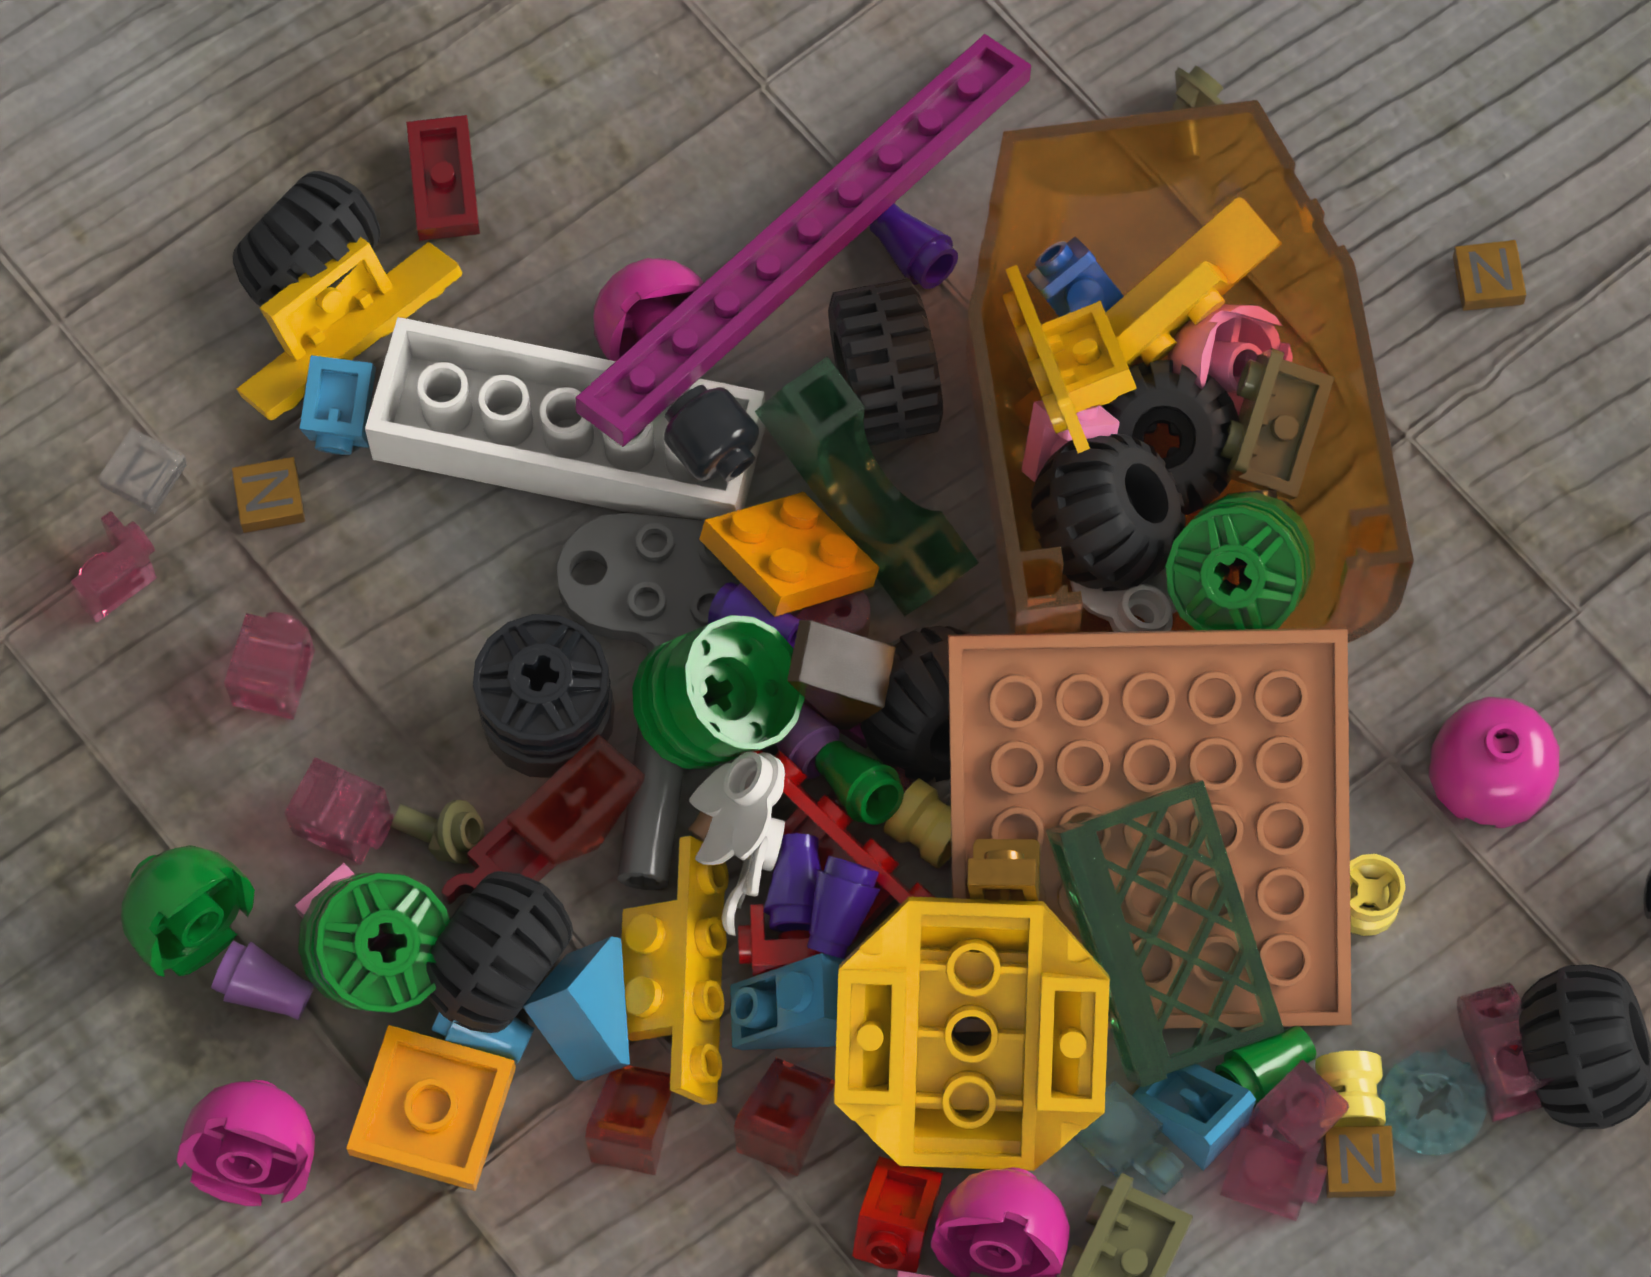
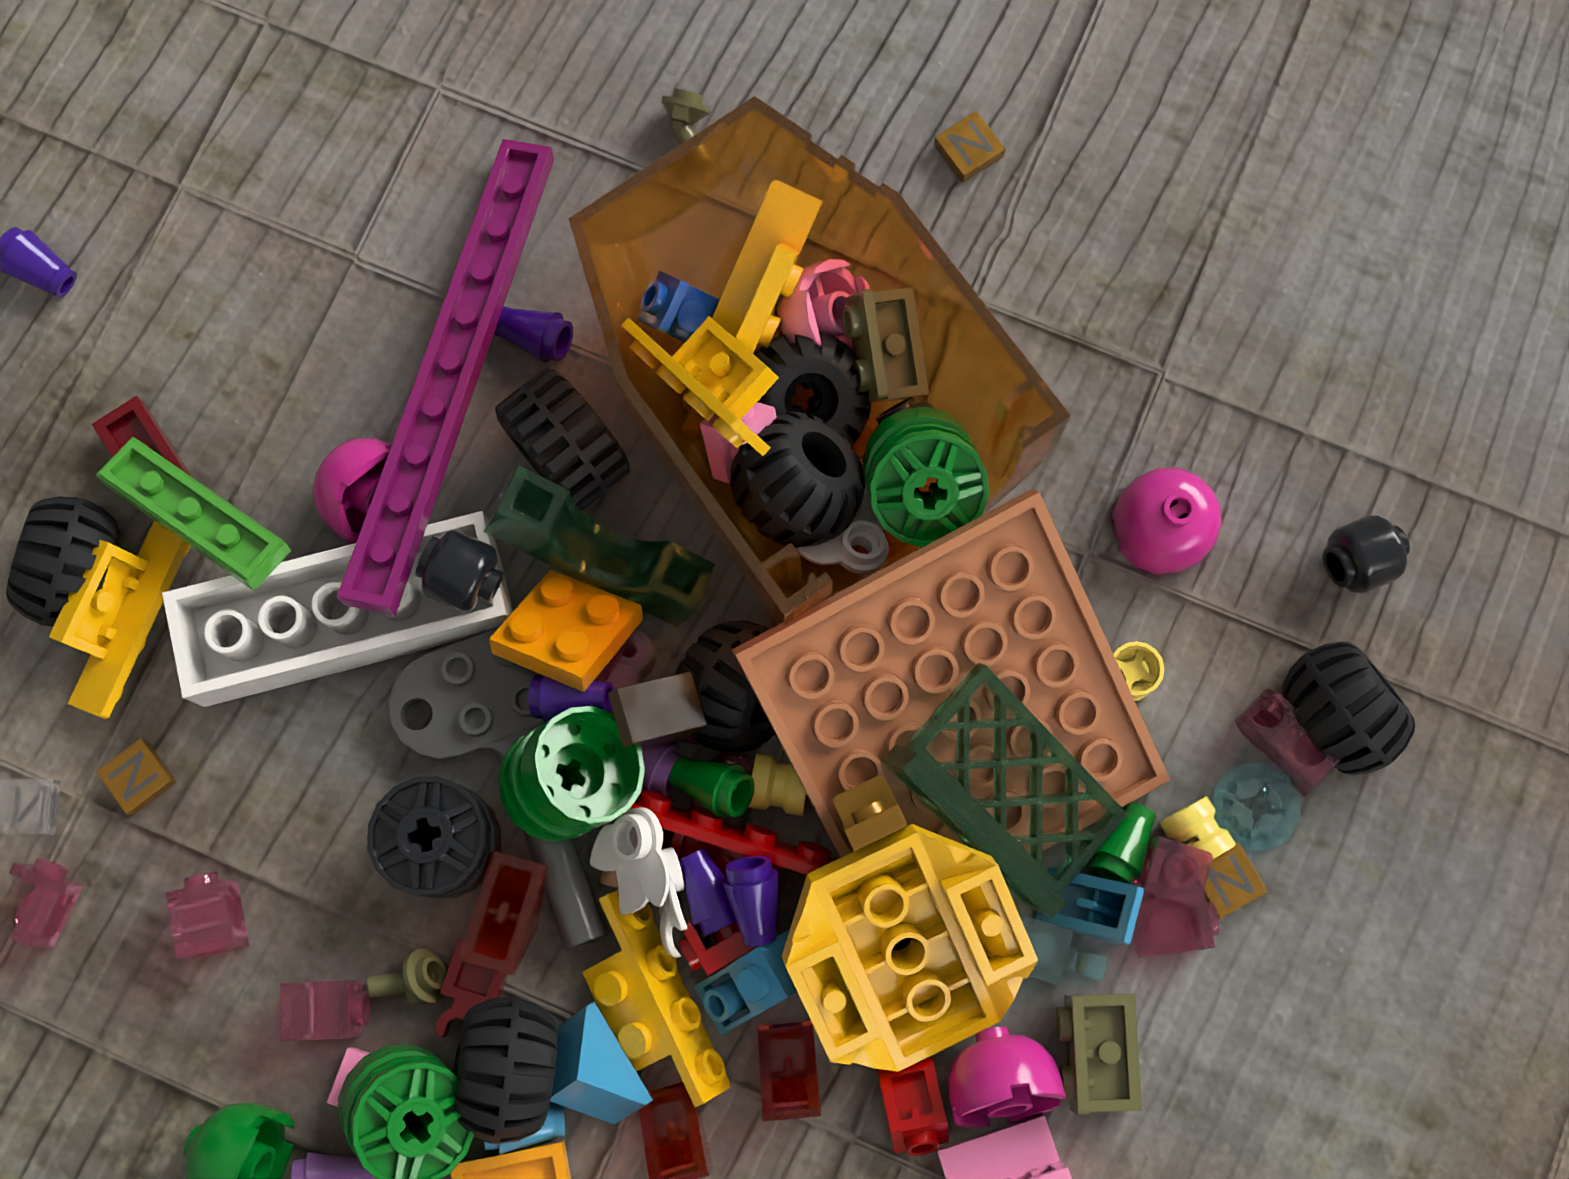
camera: 25 degrees left, 10 degrees up
(337, 403) = (149, 680): dark azure bracket -> none
(468, 255) = (194, 513): none -> bright green tile

